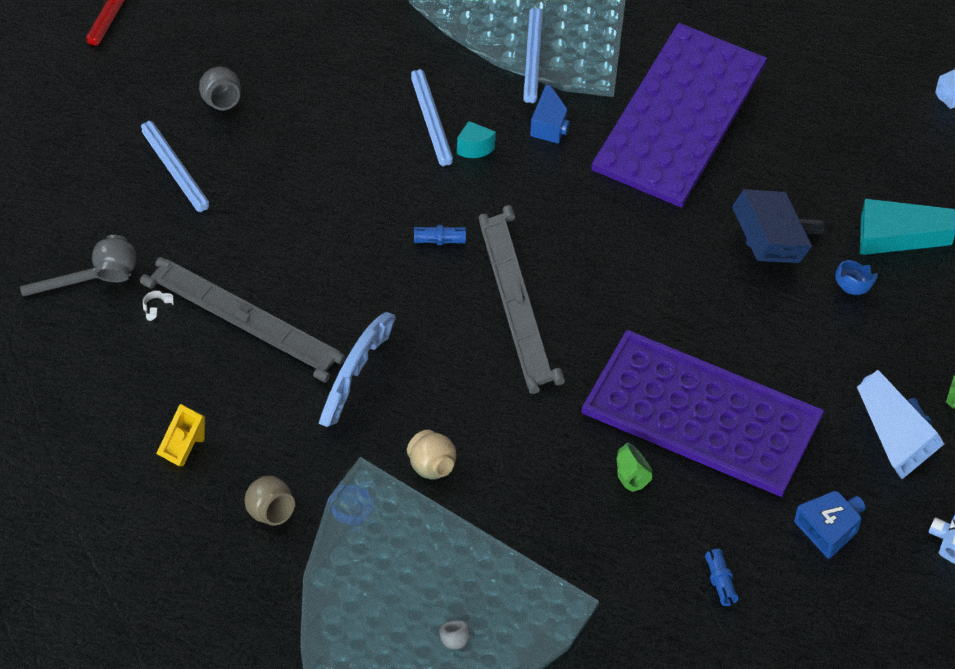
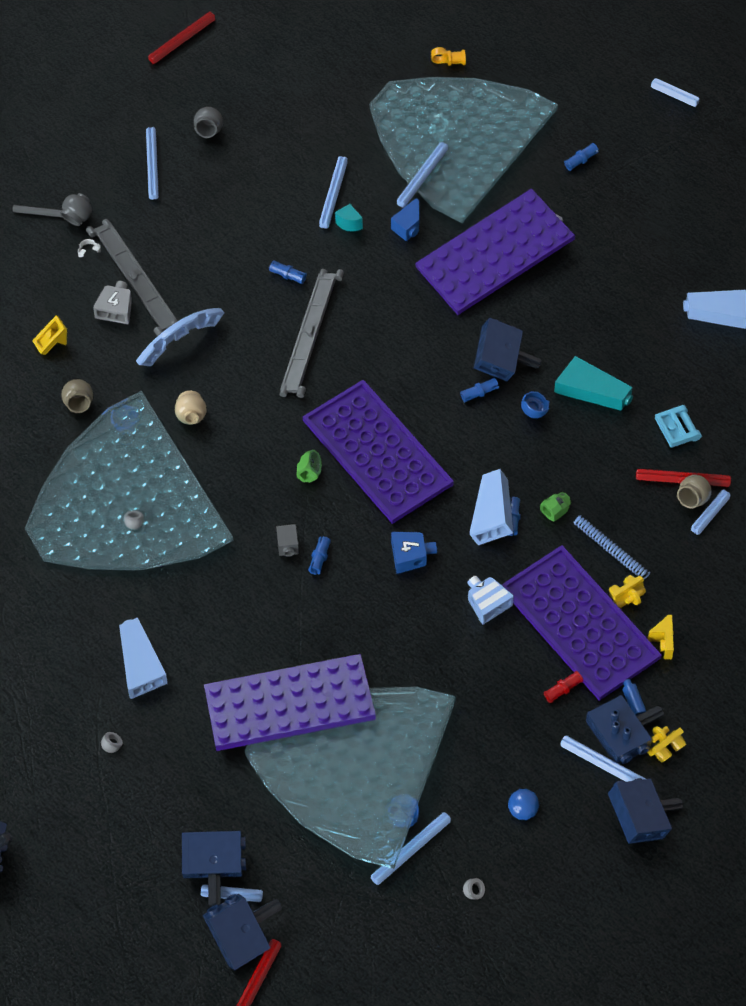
camera: 30 degrees right, 5 degrees up
(241, 361) = (114, 303): none -> light grey torso
(669, 575) = (287, 540): none -> dark grey brick
(774, 286) = (479, 390): none -> blue pin

